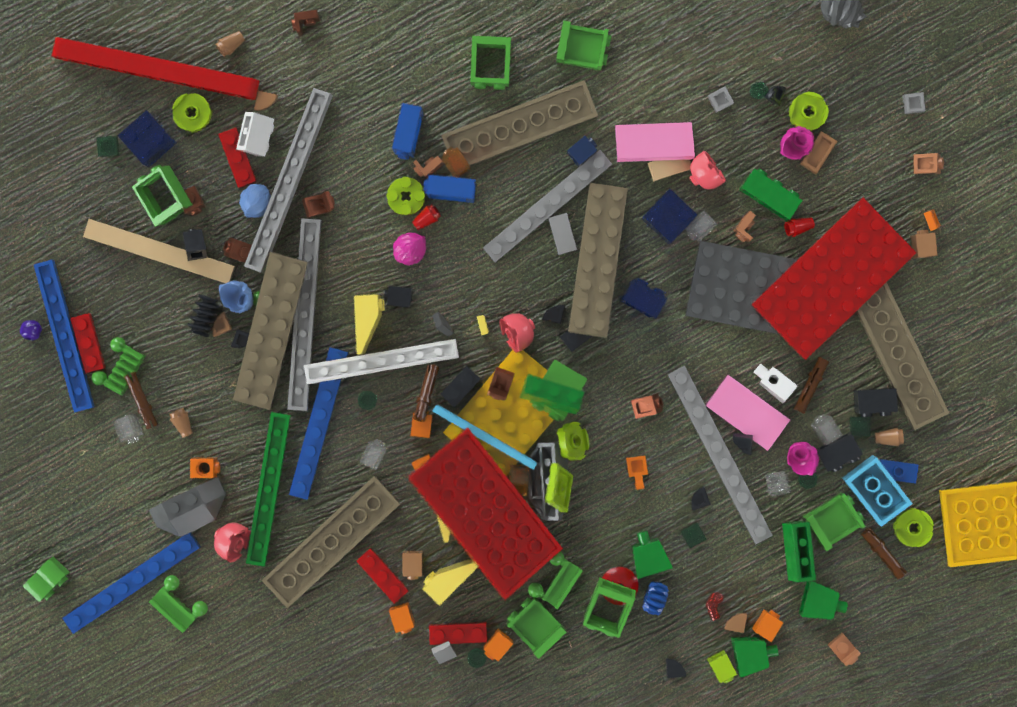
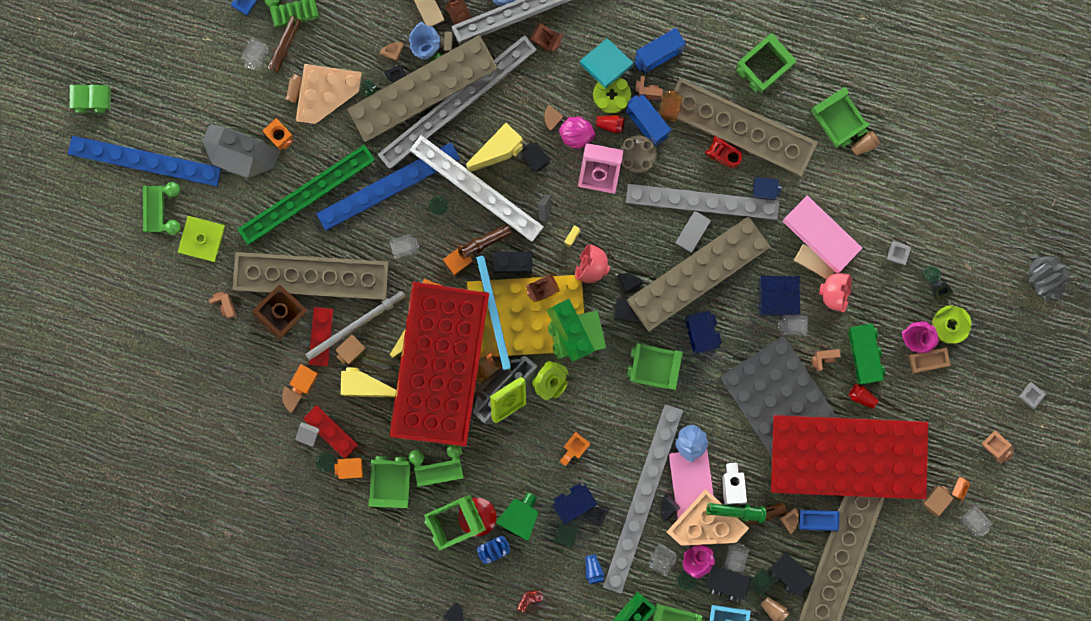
camera: 40 degrees right, 5 degrees down
(203, 315) = (388, 31): black piece -> none
(204, 404) = (324, 91): none -> light nougat plate
(228, 595) = (201, 239): none -> lime plate
(230, 541) = (244, 203): coral cylinder -> none
(231, 369) = (367, 87): none -> clear green plate
(253, 280) = (447, 42): none -> dark tan plate
(295, 622) = (227, 306): none -> nougat bracket
(336, 590) = (279, 312): none -> reddish brown slope
(379, 178) = (606, 63): none -> teal tile
(381, 256) = (552, 117): none -> medium nougat tile
(404, 507) = (386, 305): none -> light grey bar
(407, 640) = (290, 399): none -> medium nougat tile
(452, 256) = (600, 168): none -> bright pink slope
(468, 219) = (638, 154): none -> dark tan dish
(526, 157) = (722, 153): none -> red piece
(618, 45) = (865, 143): none -> medium nougat cone
(634, 355) = (654, 367): none -> bright green panel
(647, 405) = (628, 410): bracket -> none
(677, 510) = (574, 504): none -> clear blue brick
(714, 382) = (691, 442): none -> medium blue hair
(737, 539) = (594, 572): none -> blue cone
(783, 427) = (698, 528): none -> light nougat plate
(802, 393) = (745, 512): none -> green pin
(836, 364) = (790, 520): none -> medium nougat tile
(857, 343) = (819, 520): none -> blue tile
(965, 232) = (976, 521): none -> clear brick

